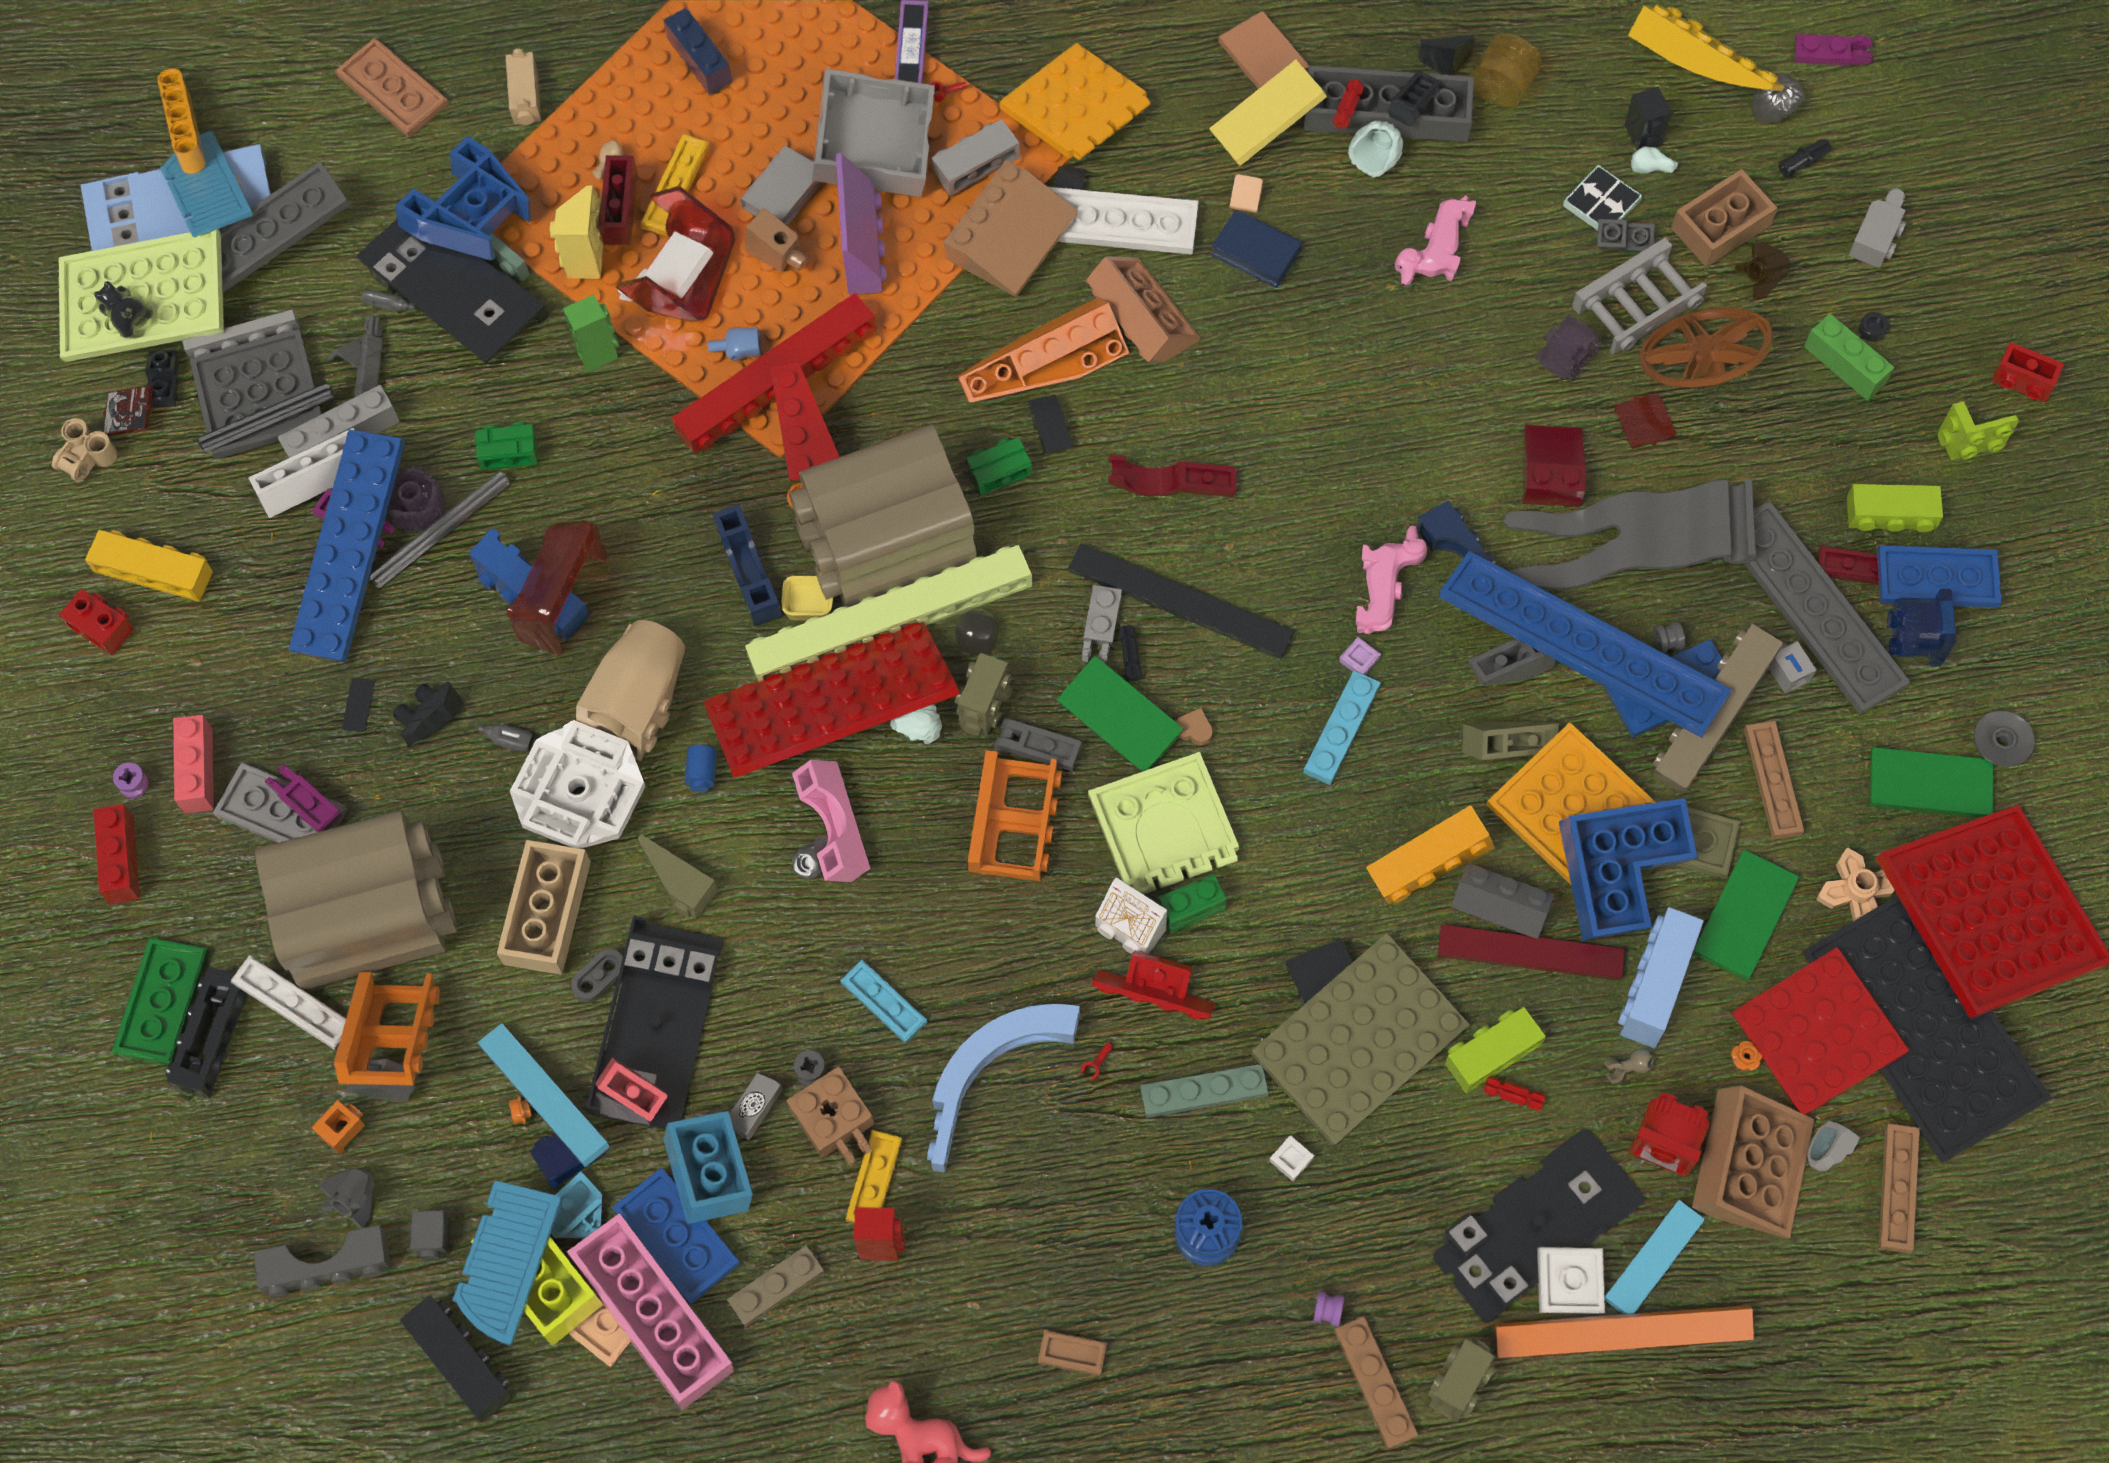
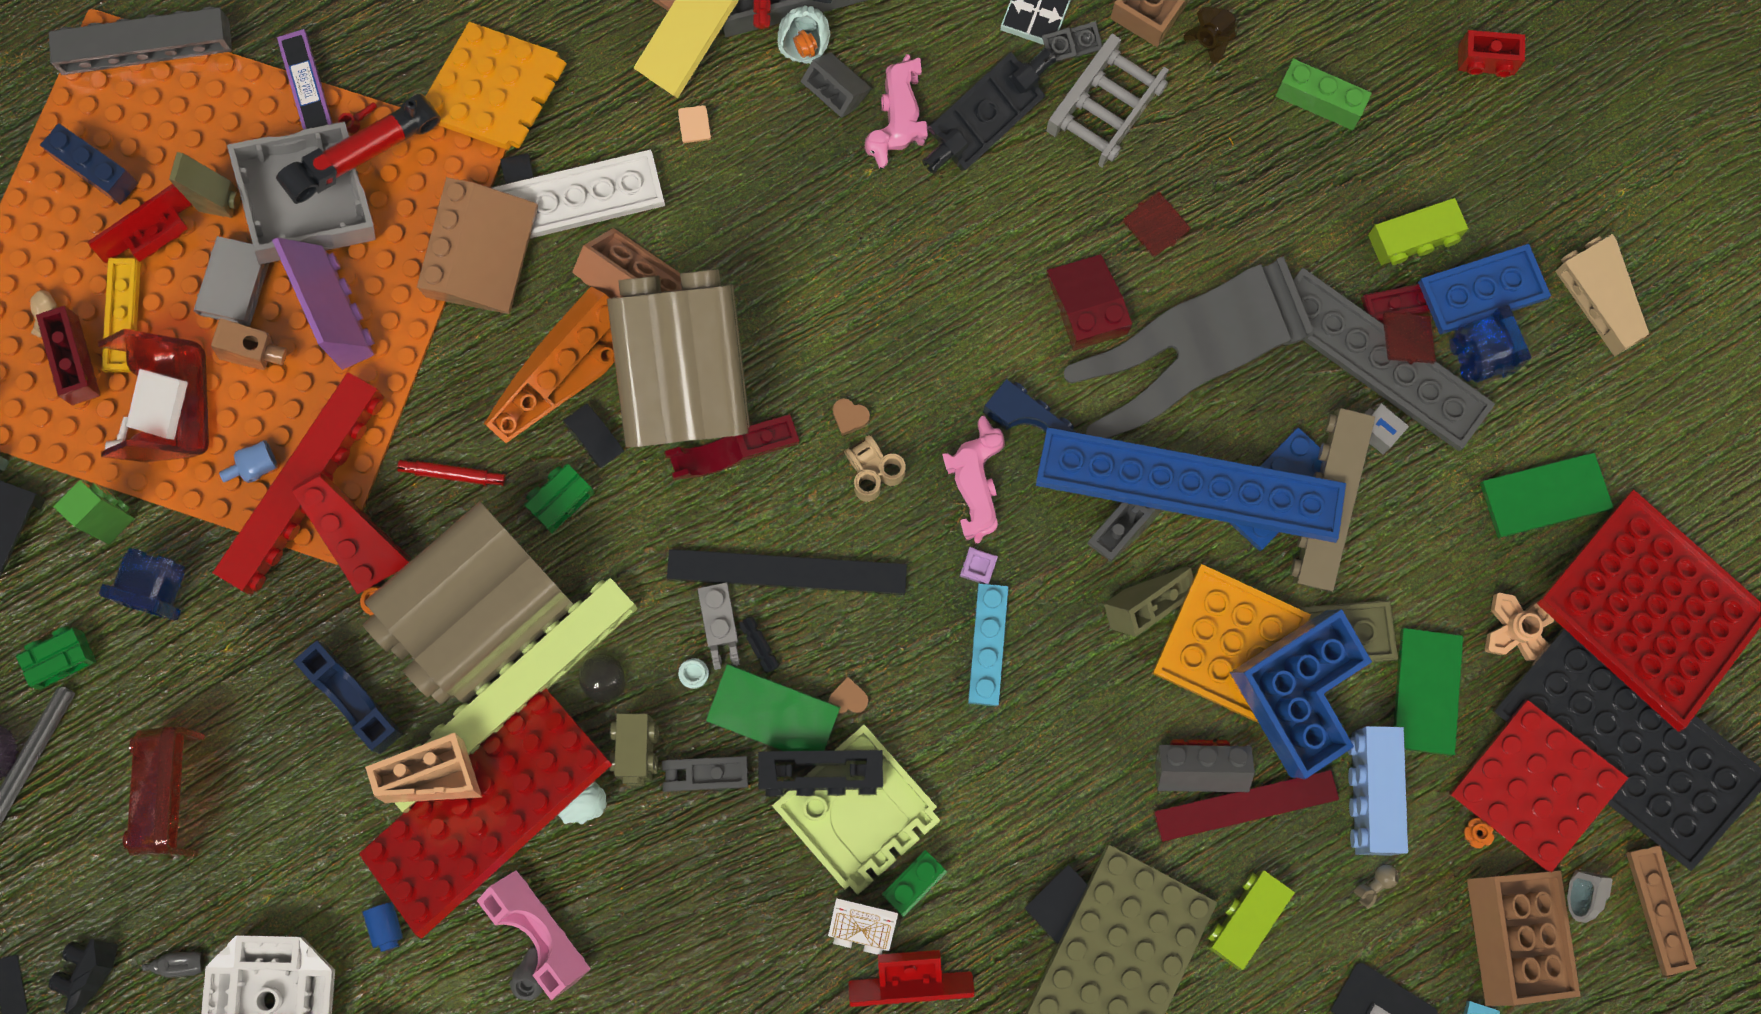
camera: 25 degrees left, 10 degrees up
(507, 572) = (110, 794): blue wedge -> none
(578, 235) = (39, 413): light yellow wedge -> none
(609, 411) = (146, 584): none -> clear blue piece
(634, 686) = (283, 875): tan animal -> none
(729, 117) = (144, 228): none -> red bracket
(790, 99) = (204, 187): none -> olive slope
(791, 644) = (426, 773): none -> light nougat wedge
(804, 598) = (417, 711): light yellow piece -> none
(900, 114) = (321, 168): none -> piece
(910, 413) = (451, 472): none -> red piece
(975, 157) = (414, 180): light grey brick -> none
(995, 817) = (690, 862): orange window -> none
(1061, 656) = (693, 673): none -> light aqua plate
(1102, 766) = (805, 786): none -> black brick
(1153, 371) = (678, 360): none -> dark tan brick
(1256, 248) = (725, 178): dark blue piece -> none
(1290, 488) = (850, 416): none -> medium nougat tile
(1293, 535) = (870, 465): none -> tan piece
(1374, 156) = (805, 44): none -> orange plate
(1389, 201) = (835, 84): none -> dark grey brick
(1431, 855) = (1121, 749): light orange wedge -> none
(1514, 1093) = (1283, 953): red axle -> none
(1521, 267) = (987, 110): none -> black plate
(1568, 348) = (1062, 180): brick -> none
(1669, 637) = (1259, 440): dark grey wheel -> none
(1671, 1134) = (1444, 944): red piece -> none
(1707, 351) = (1193, 138): dark orange wheel -> none
(1773, 780) = (1405, 547): medium nougat plate -> none
(1848, 595) = (1409, 338): none -> clear red piece
(1873, 326) = (1332, 53): black tile -> none
(1966, 440) = (1455, 139): lime bracket -> none
(2008, 728) = (1607, 420): dark grey dish -> none
(2058, 621) = (1605, 293): none -> tan slope

